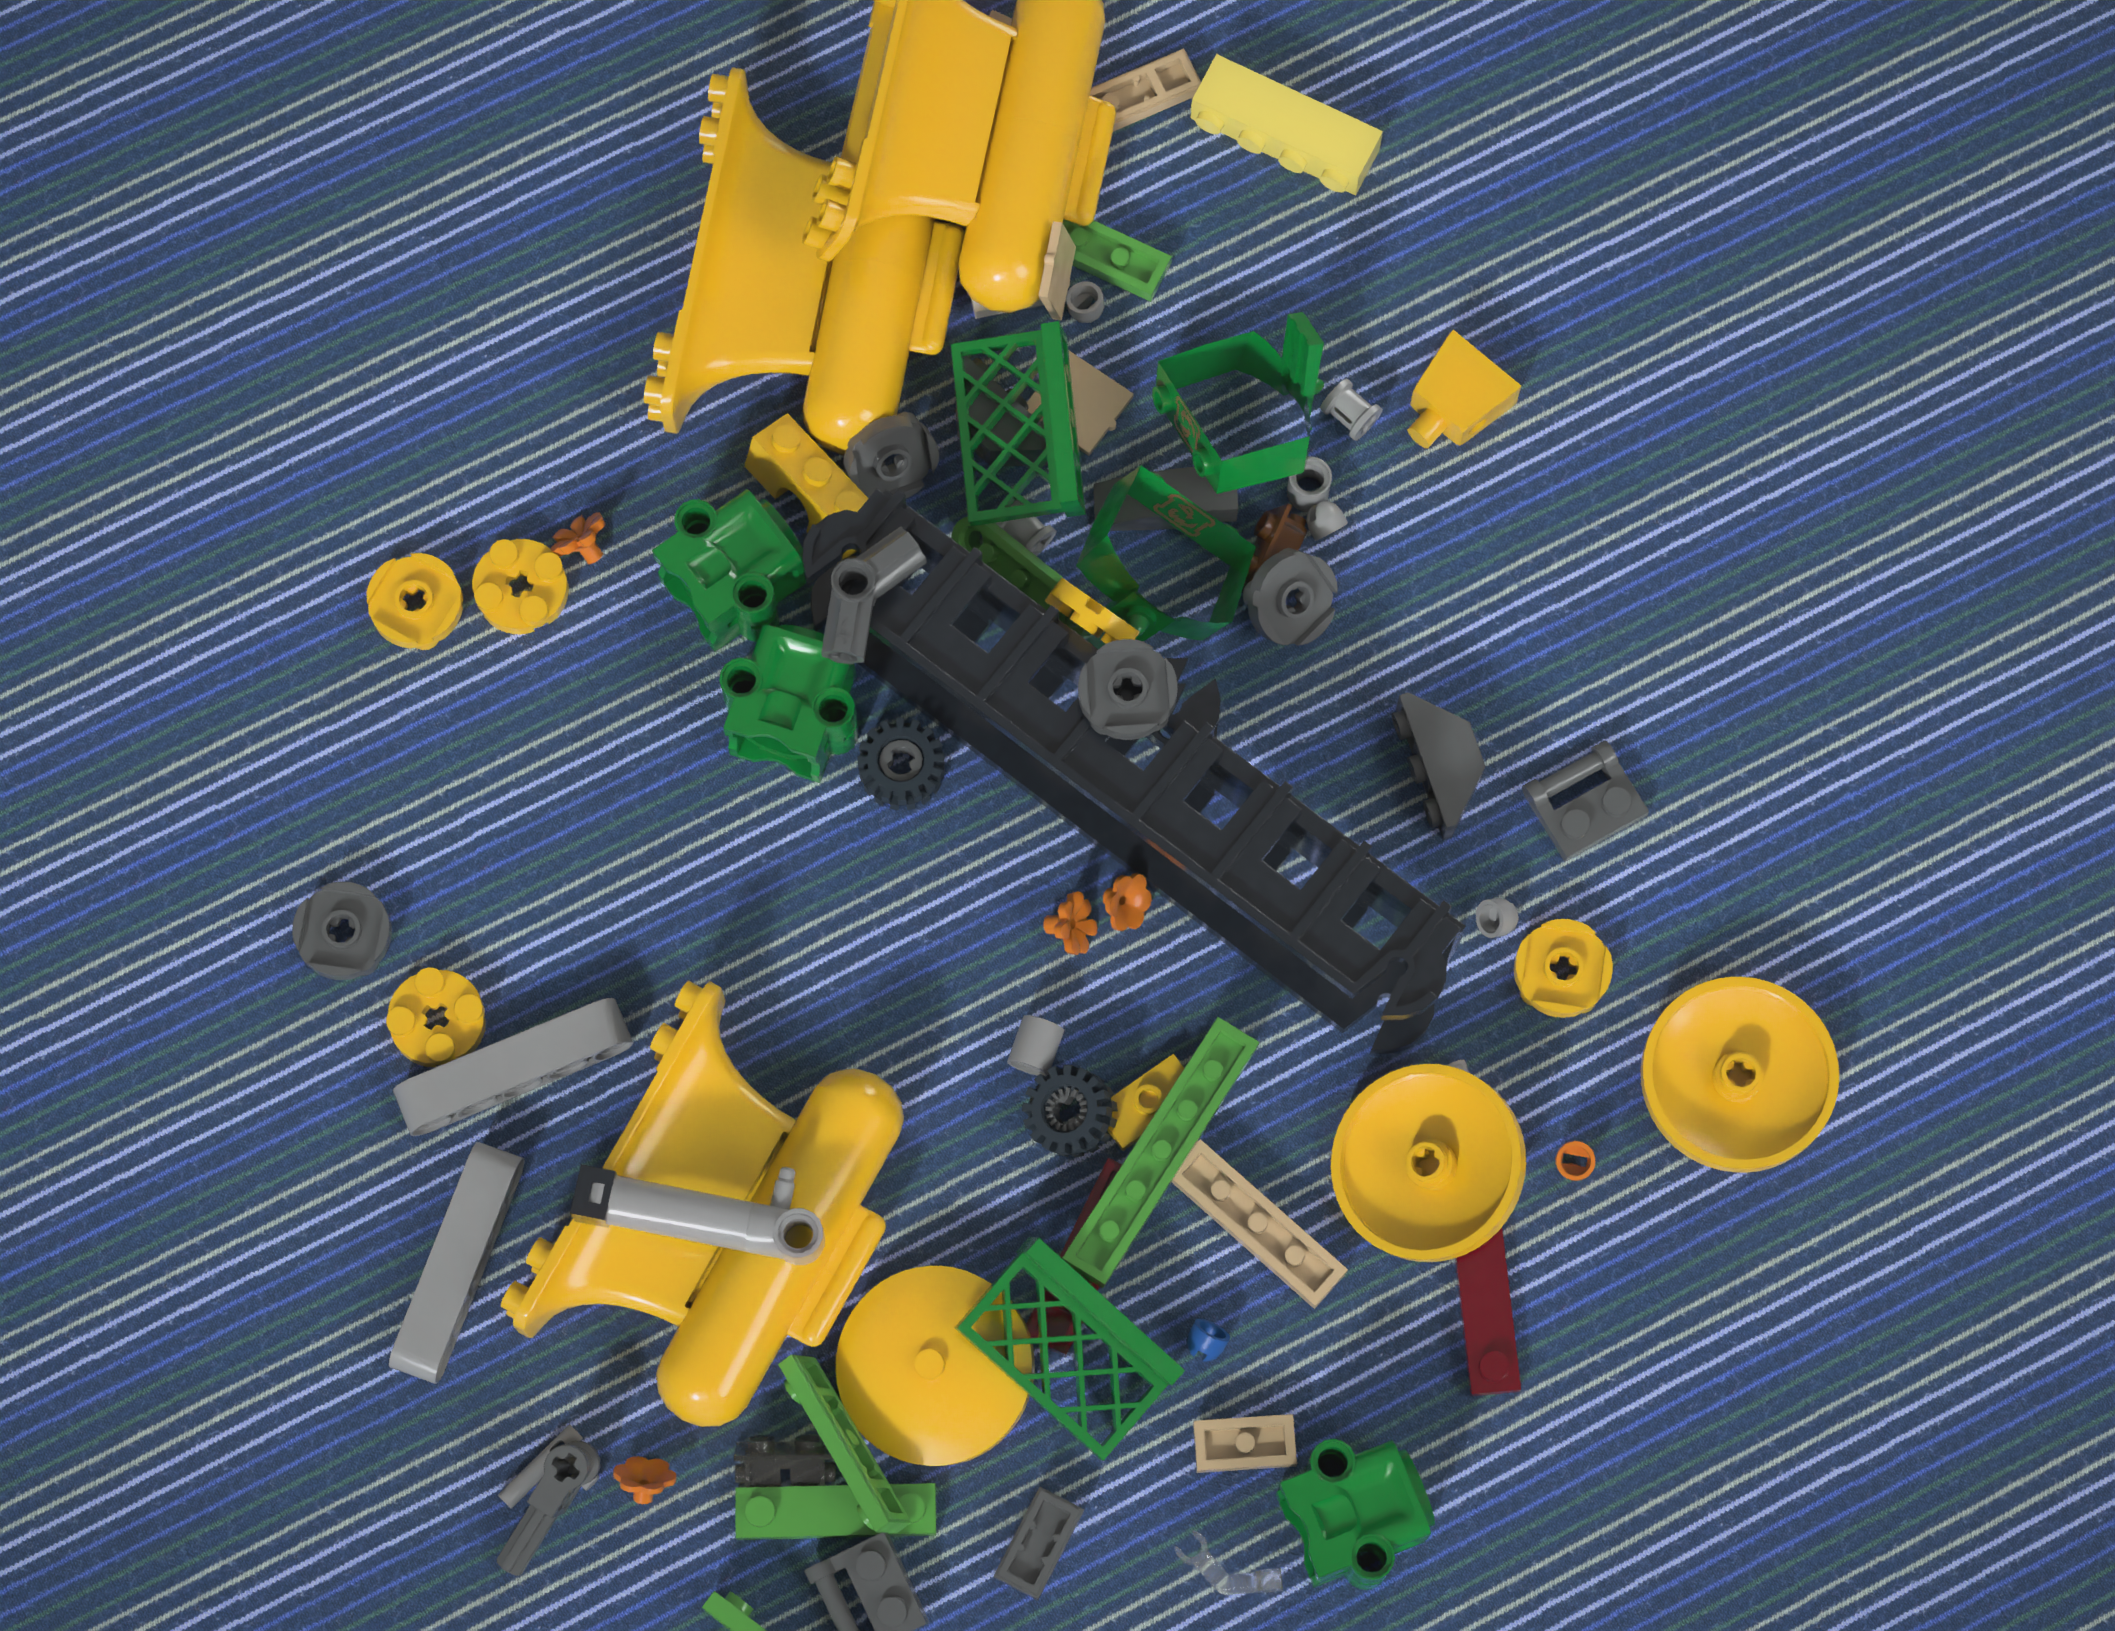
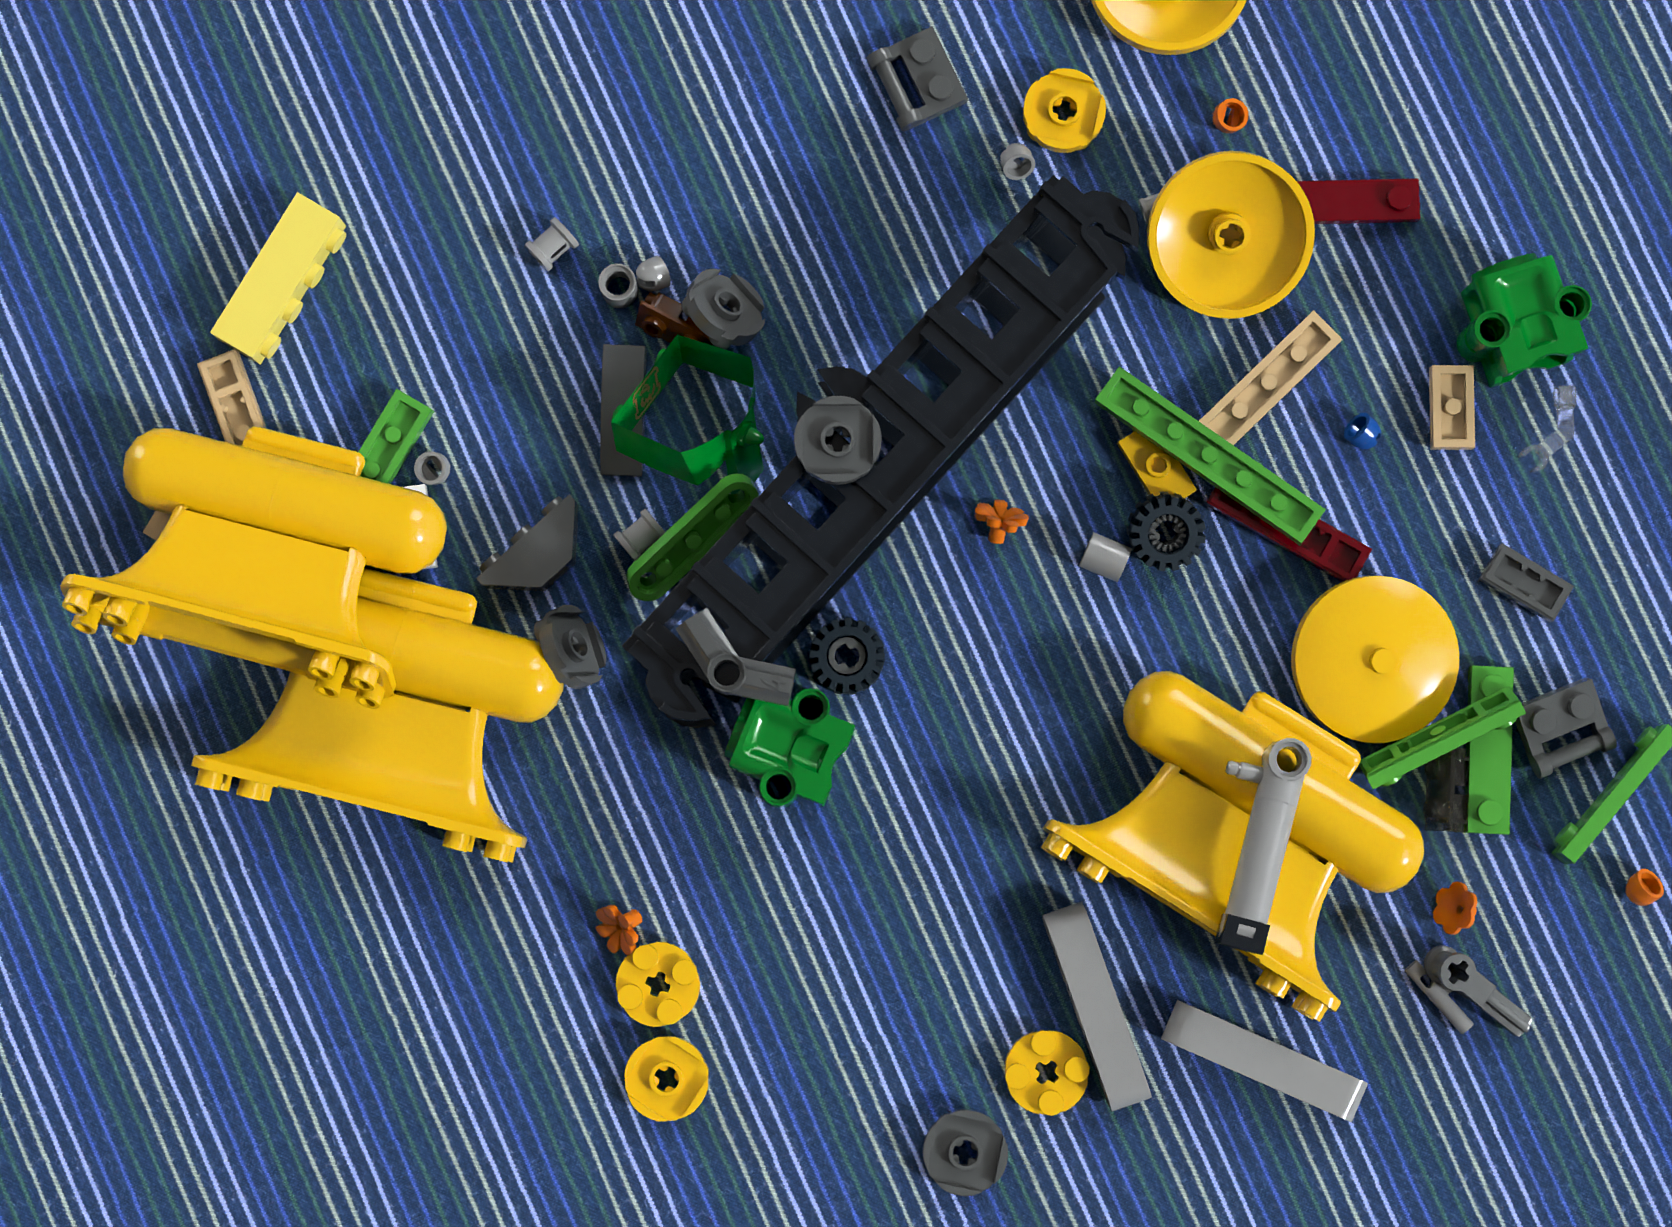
camera: 85 degrees left, 10 degrees up
(731, 565) = (657, 782): green piece -> none
(789, 459) = (611, 699): yellow arch -> none
(1057, 270) = (412, 485): tan piece -> none
(1058, 418) = (553, 495): green fence -> none
(1089, 613) = (756, 469): yellow plate -> none
(1096, 402) = (522, 482): tan piece -> none
(1097, 1315) = (1341, 527): green fence -> none
(1127, 901) = (983, 471): orange plant -> none
(1251, 354) = (521, 281): green piece -> none
(1442, 759) = (876, 193): dark grey slope -> none
(1460, 394) = (544, 150): yellow torso -> none

